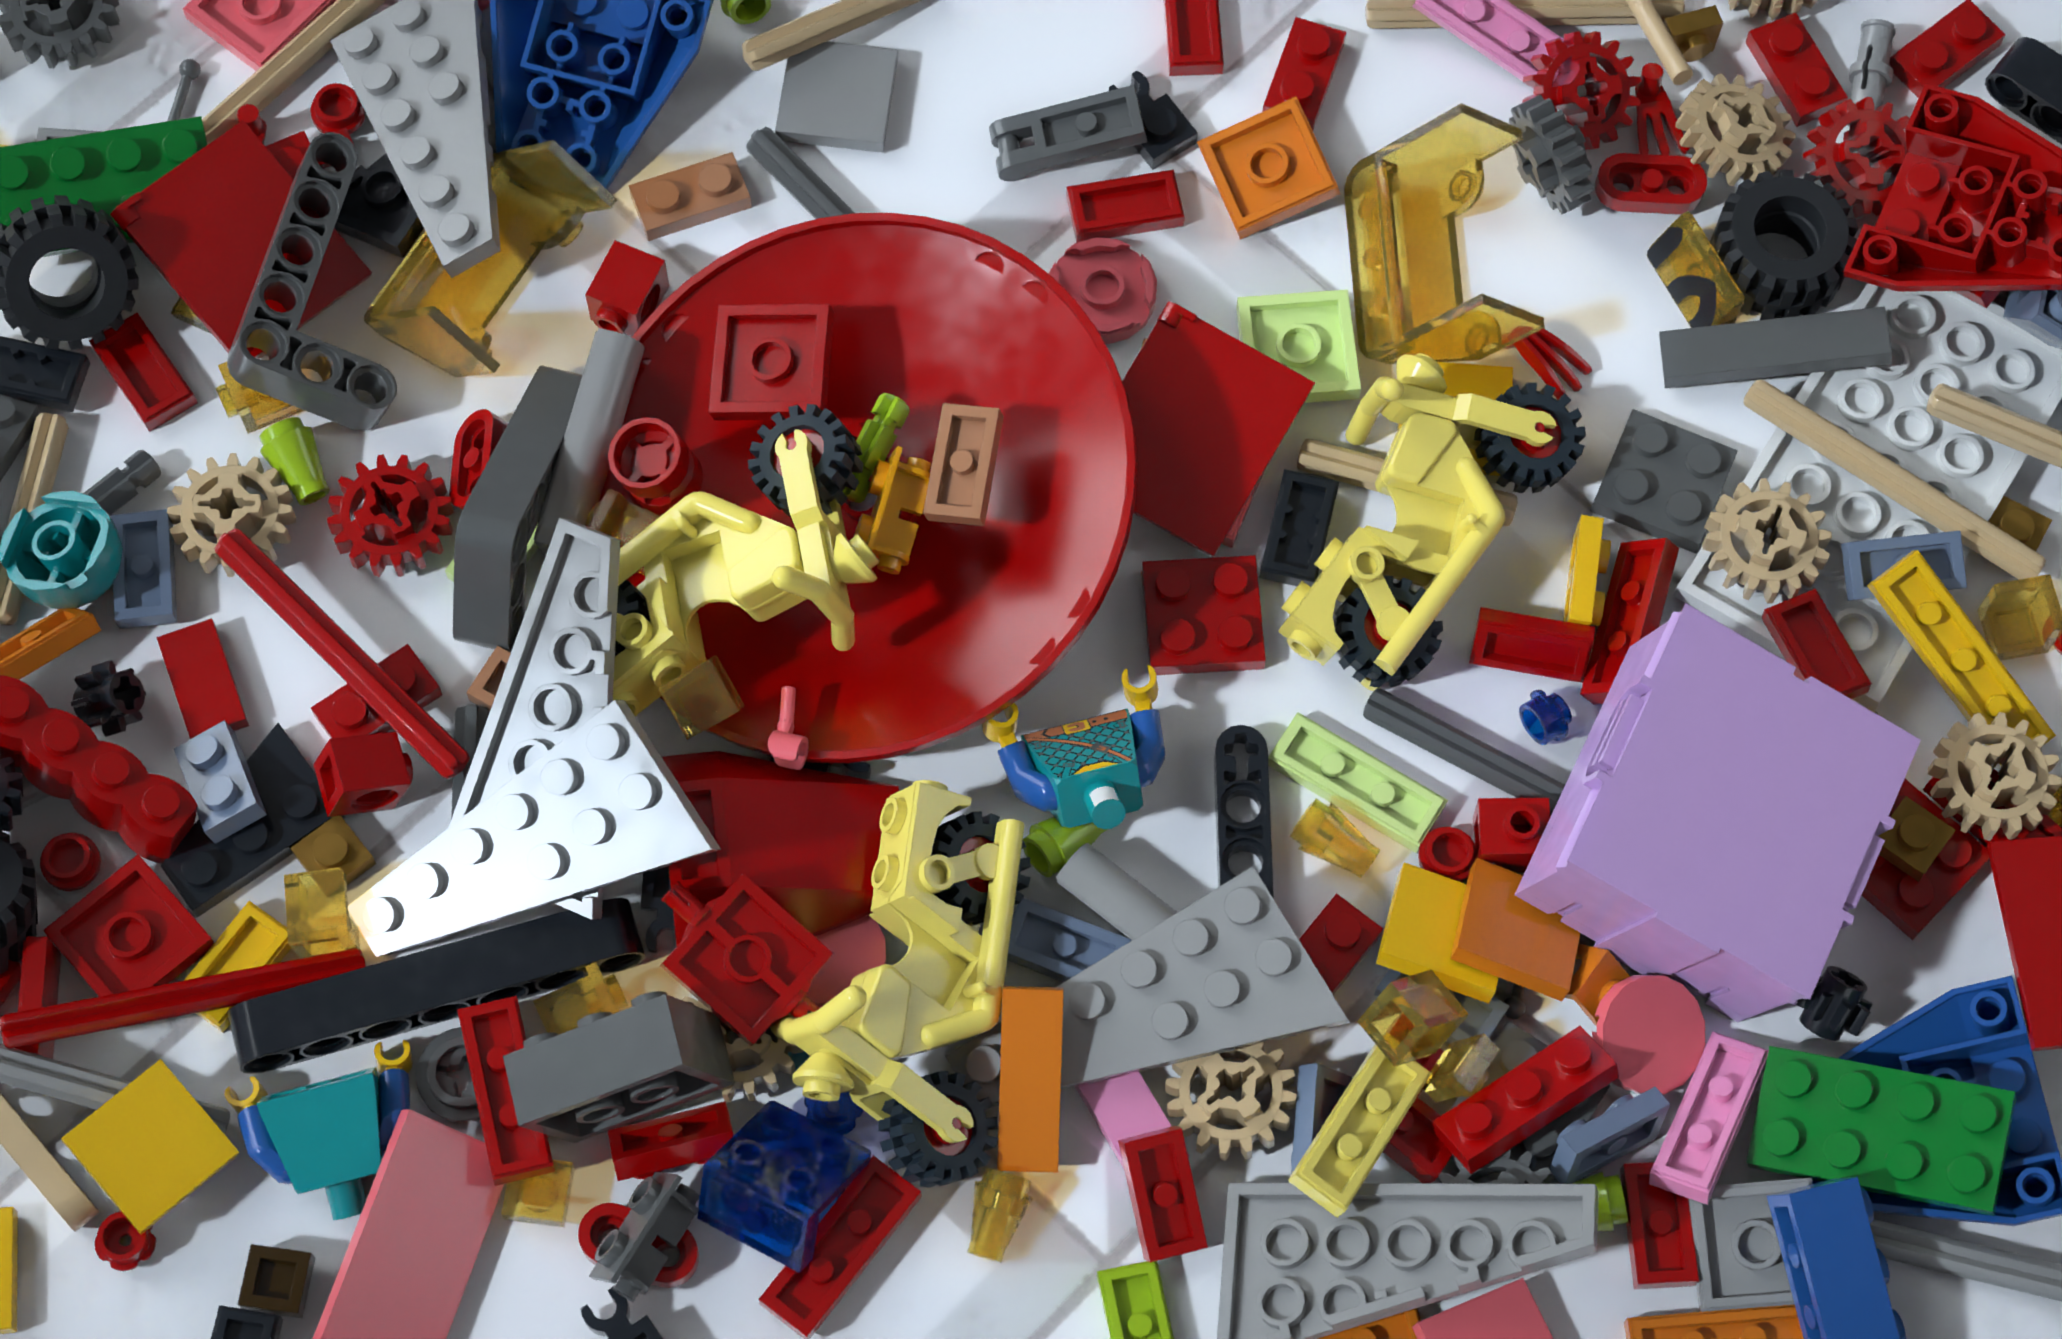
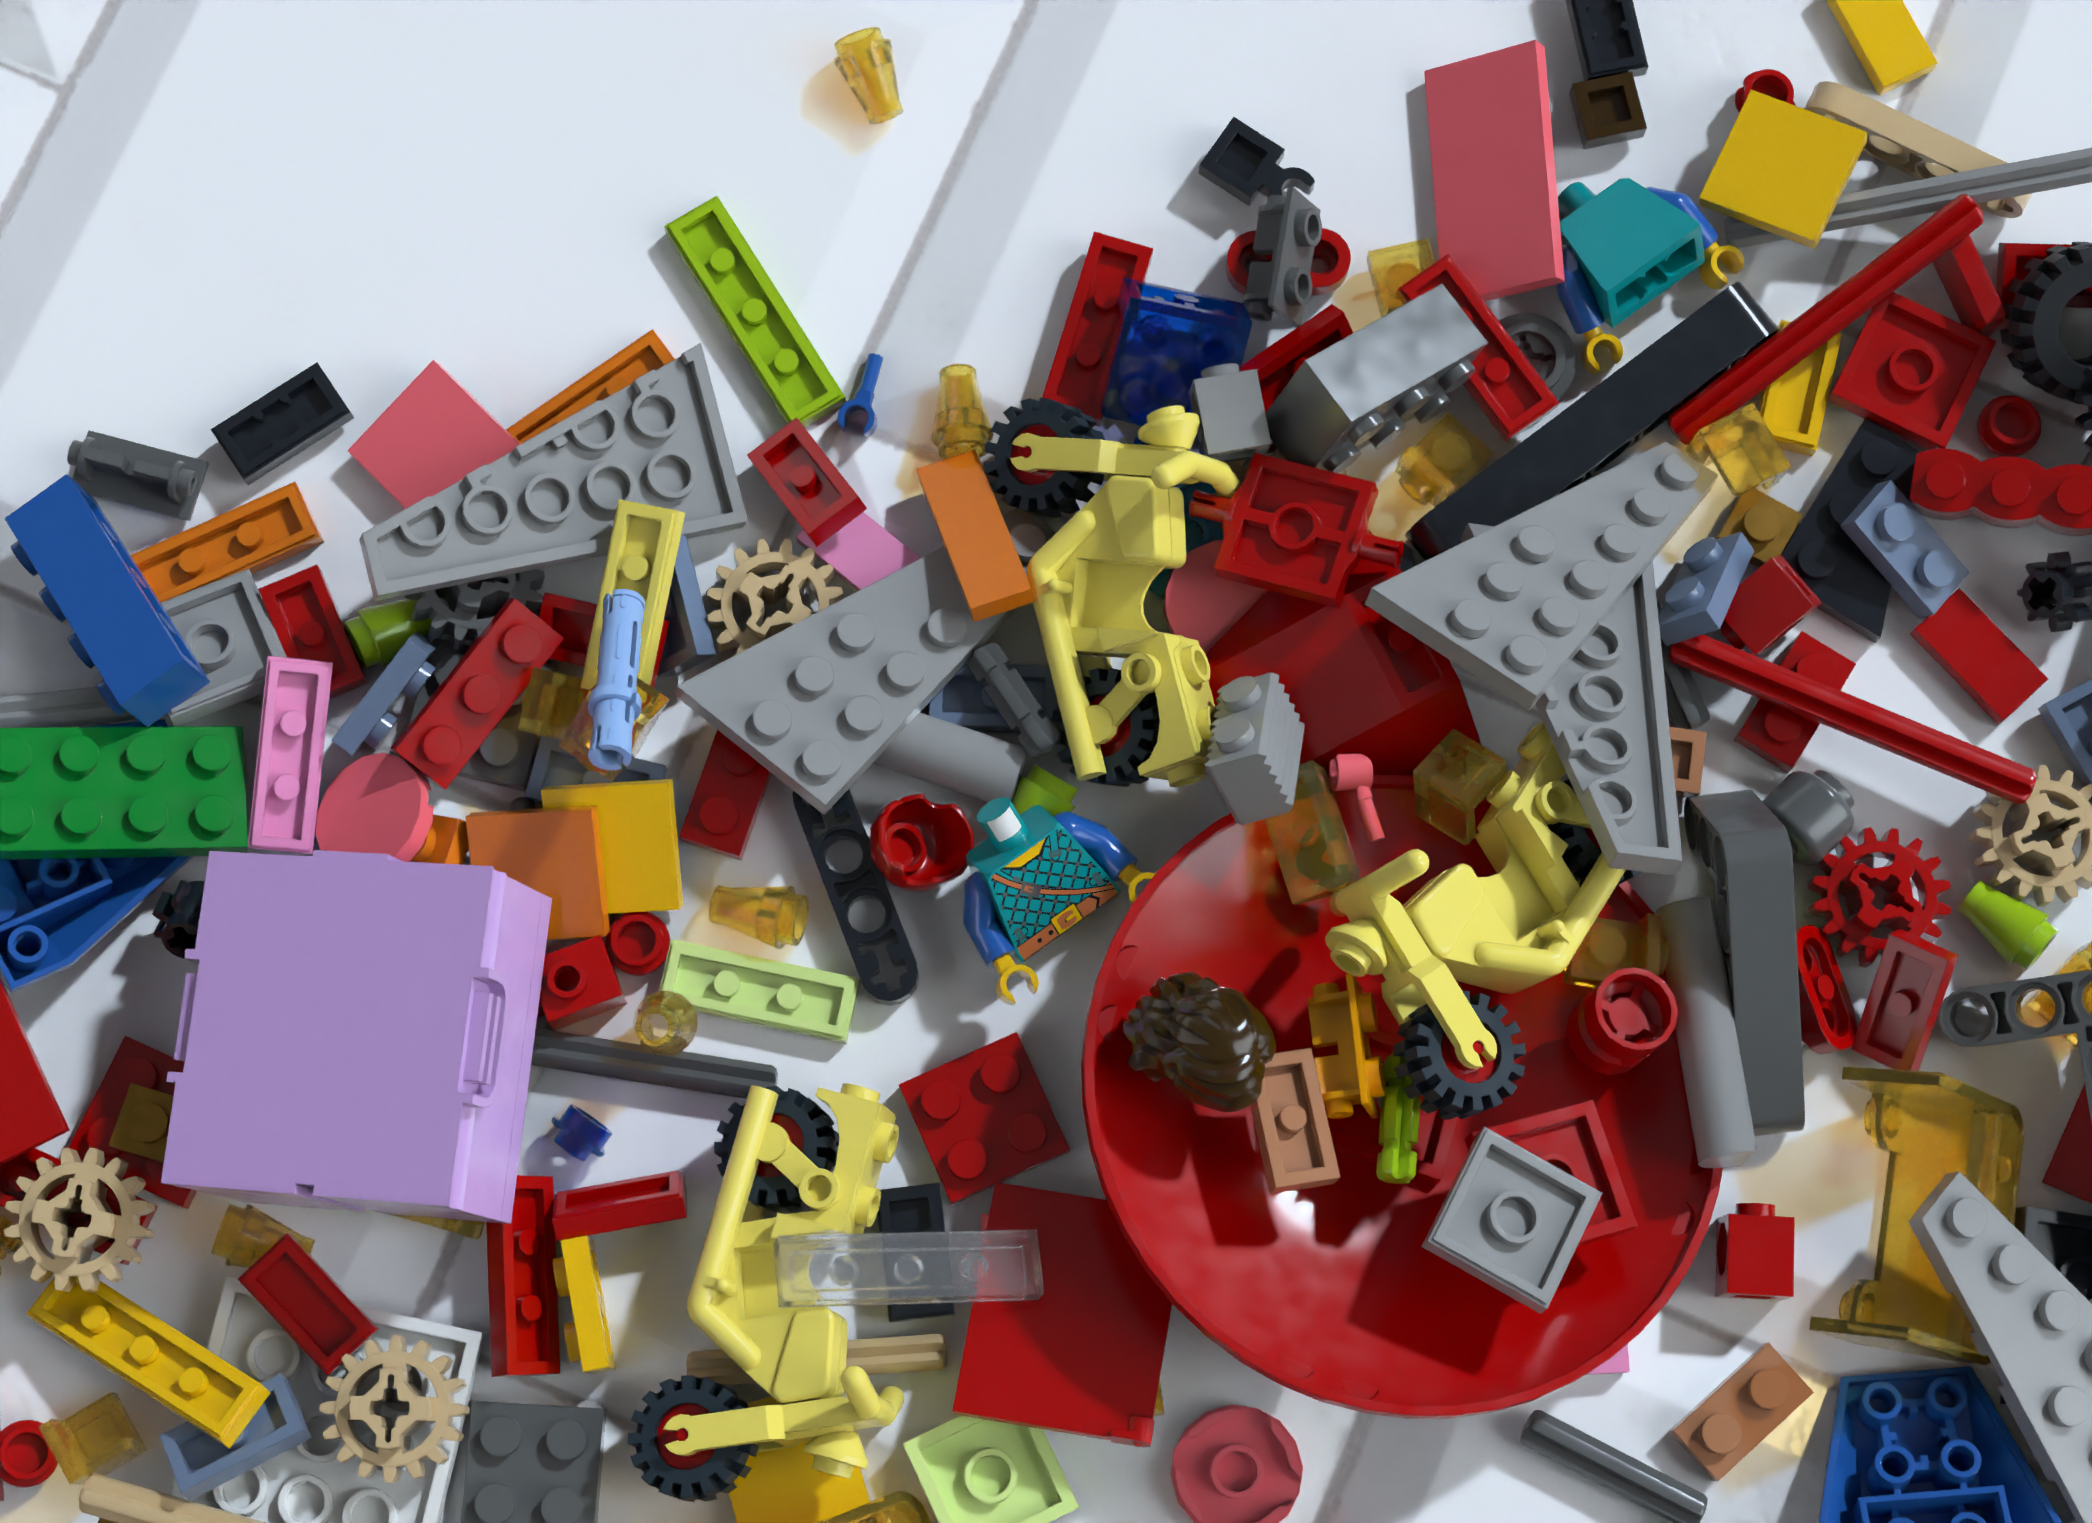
camera: 160 degrees right, 10 degrees up
(411, 800) = (1704, 587): none -> sand blue plate
(414, 420) = (1904, 1001): none -> red plate
(417, 594) = (1813, 812): none -> dark grey head
(760, 1083) = (1229, 413): none -> light grey brick
(819, 329) = (1512, 1220): none -> light grey tile
(845, 707) = (1313, 840): none -> clear yellow slope
(863, 778) = (1255, 748): none -> light grey brick
(1011, 543) = (1201, 1040): none -> dark brown hair
(1051, 921) = (1014, 700): none -> dark grey axle
(1079, 1268) = (864, 396): none -> blue hand
(1175, 839) = (920, 843): none -> red hair
(1314, 487) = (907, 1268): none -> clear tile
(1399, 1033) = (615, 699): none -> light blue pin
(1450, 766) = (680, 1019): none -> clear yellow cone

